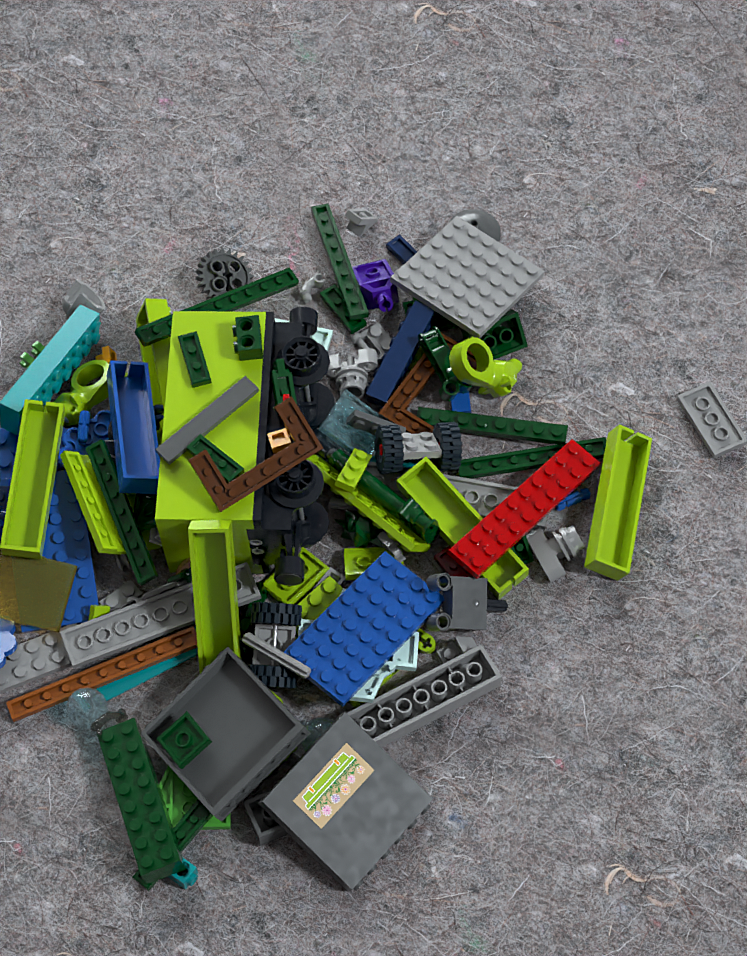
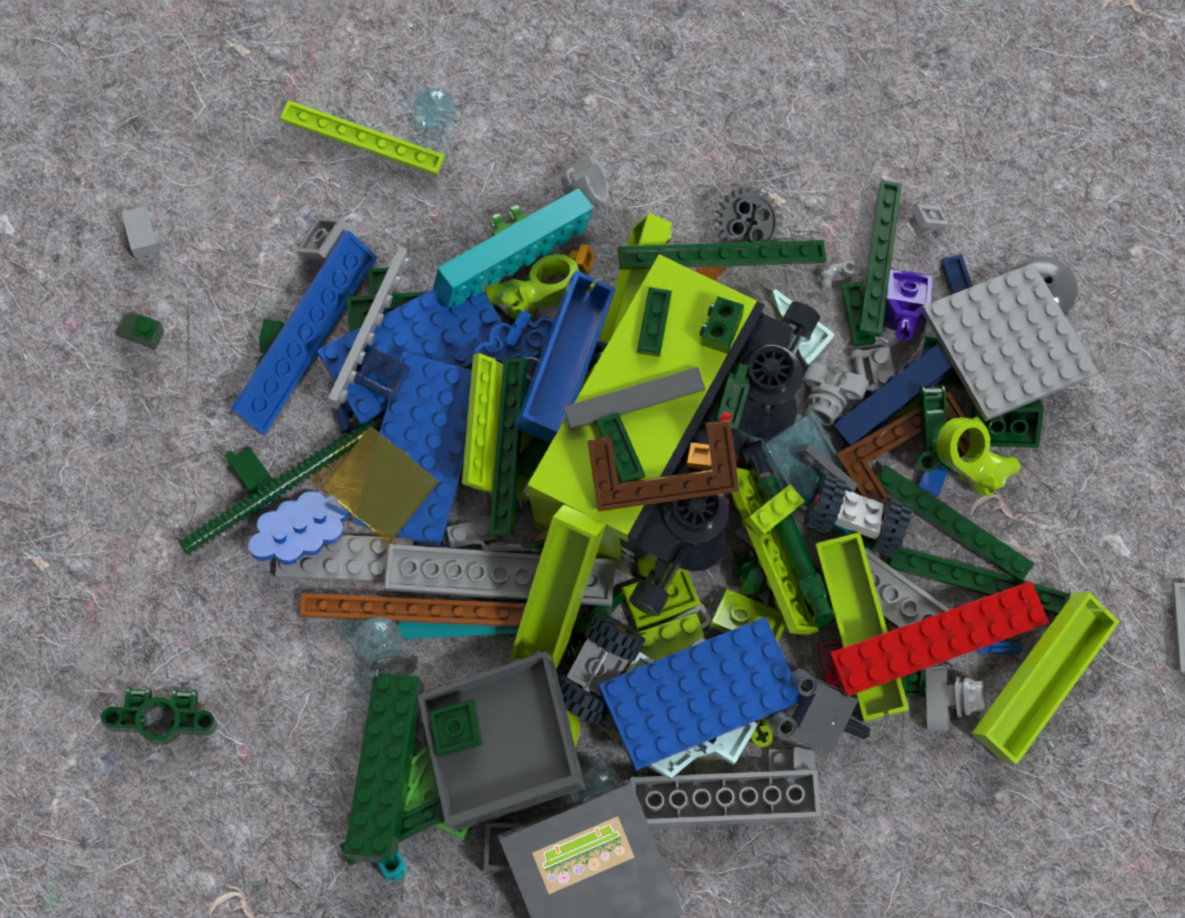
camera: 25 degrees right, 10 degrees up
(32, 479) = (433, 369): lime piece -> none
(98, 610) = (439, 540): lime tile -> none
(276, 655) = (593, 683): light grey axle -> none
(391, 546) = (775, 615): light grey plate -> none

